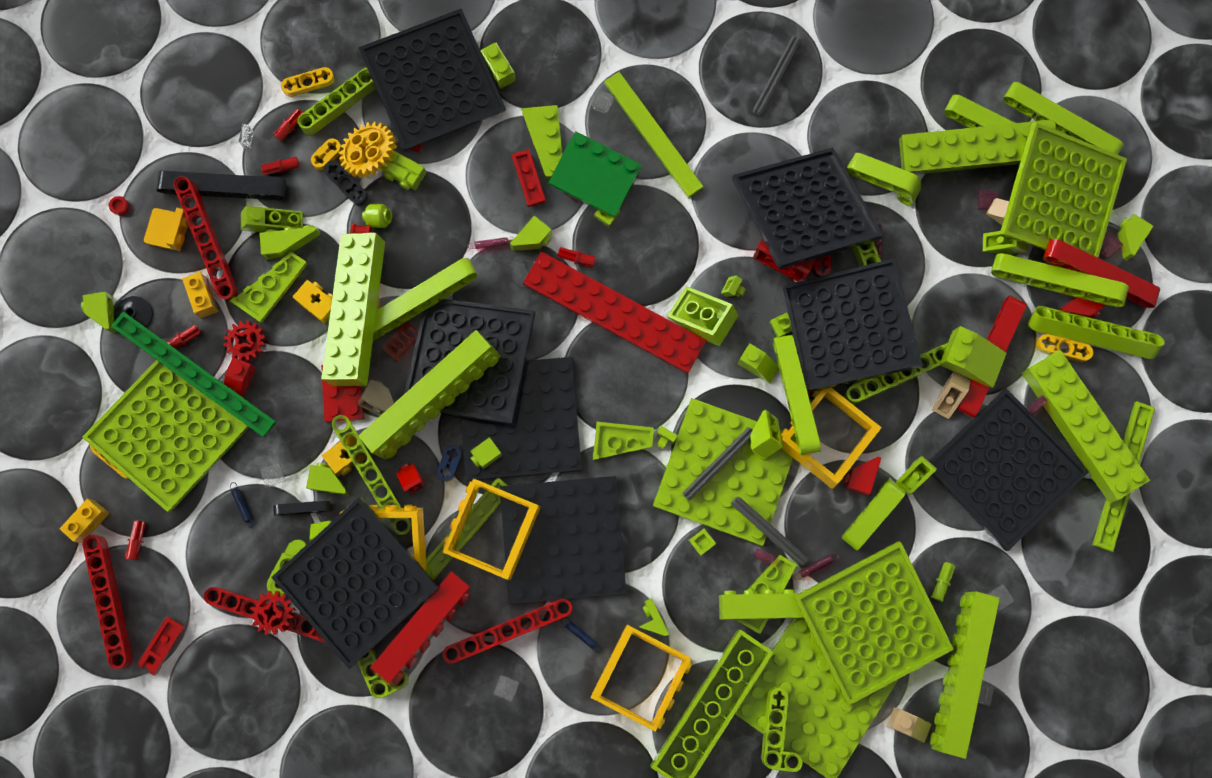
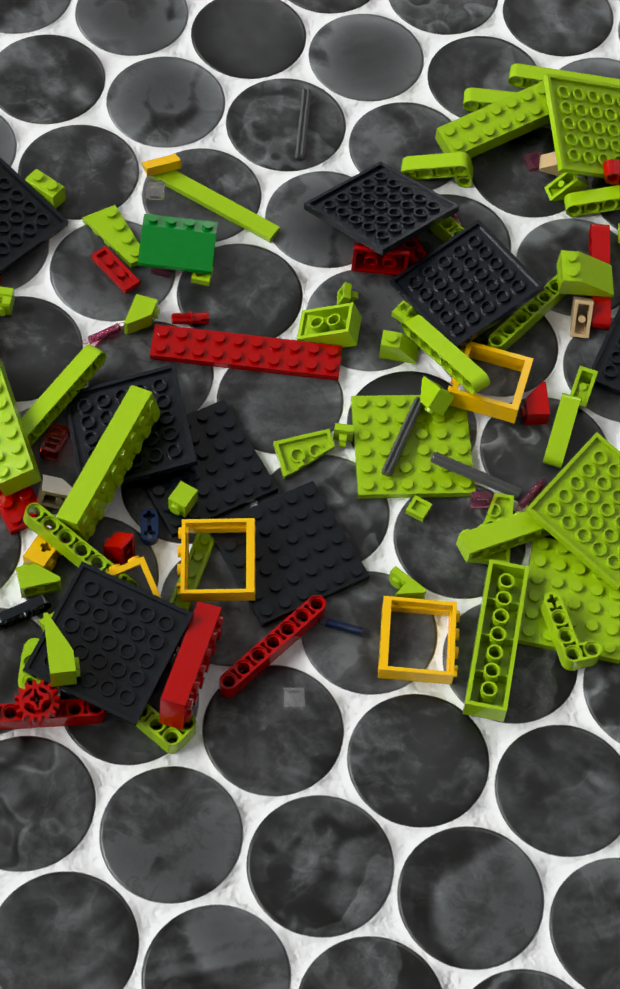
camera: 25 degrees left, 20 degrees down
(300, 584) = (61, 659): none -> lime slope
(618, 77) = (161, 165): none -> yellow slope

